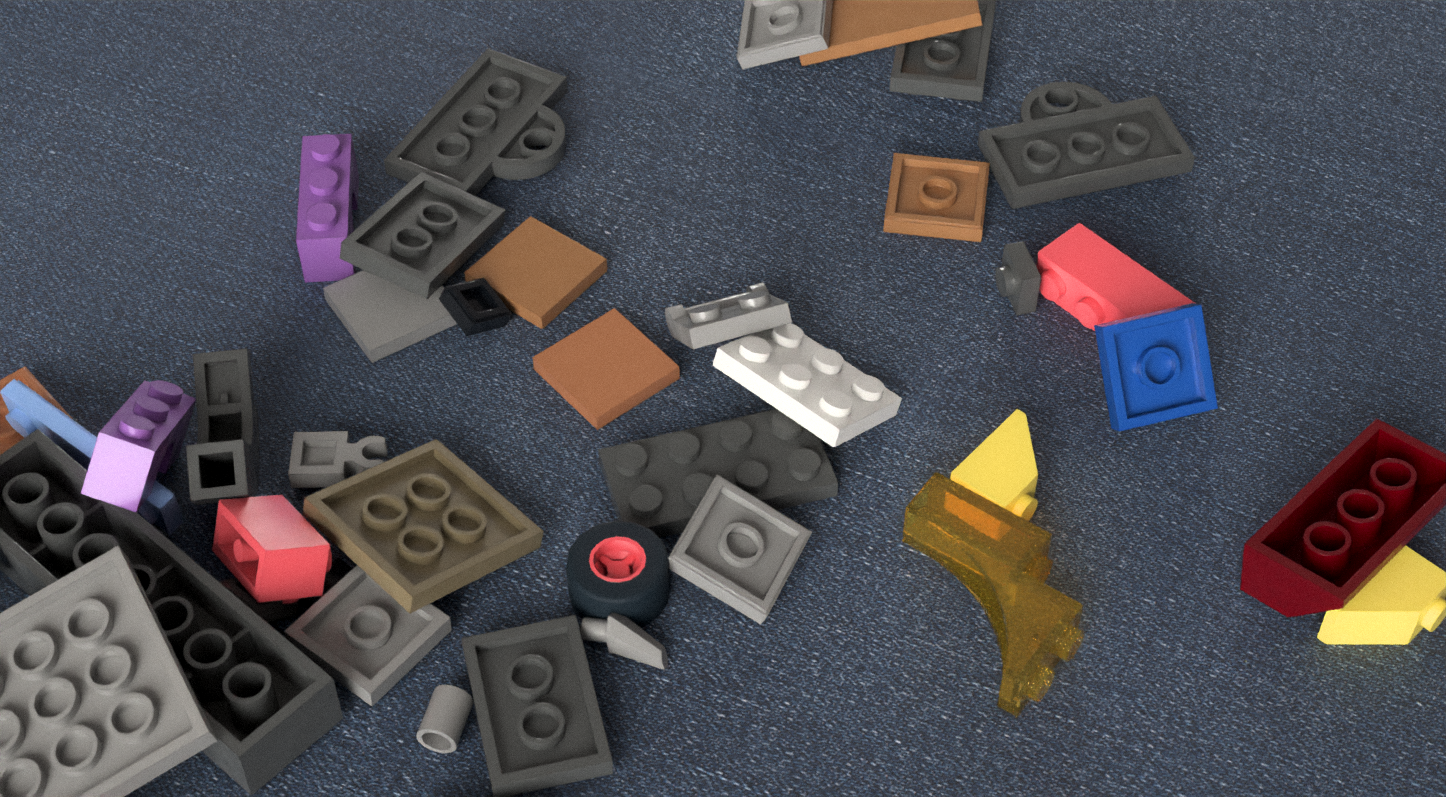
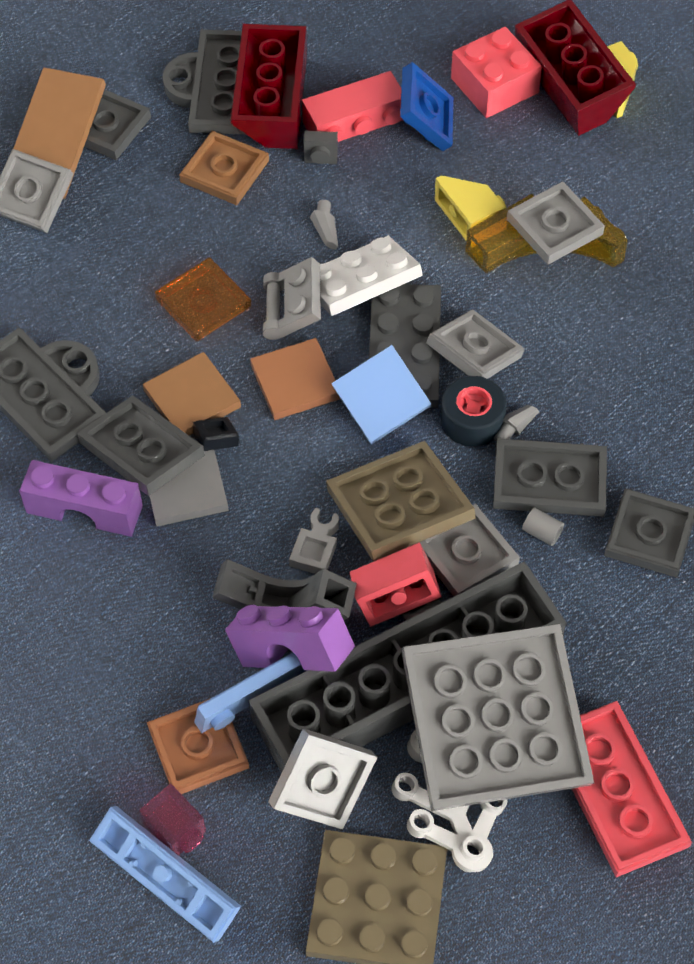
camera: 70 degrees left, 10 degrees up
(598, 456) = (381, 394): none -> light blue tile
(699, 238) = (203, 299): none -> clear orange tile
(892, 326) = (325, 224): none -> light grey bar
(991, 567) = (555, 222): none -> light grey plate
(1108, 179) = (270, 84): none -> dark red slope
(1285, 433) = (496, 72): none -> coral brick

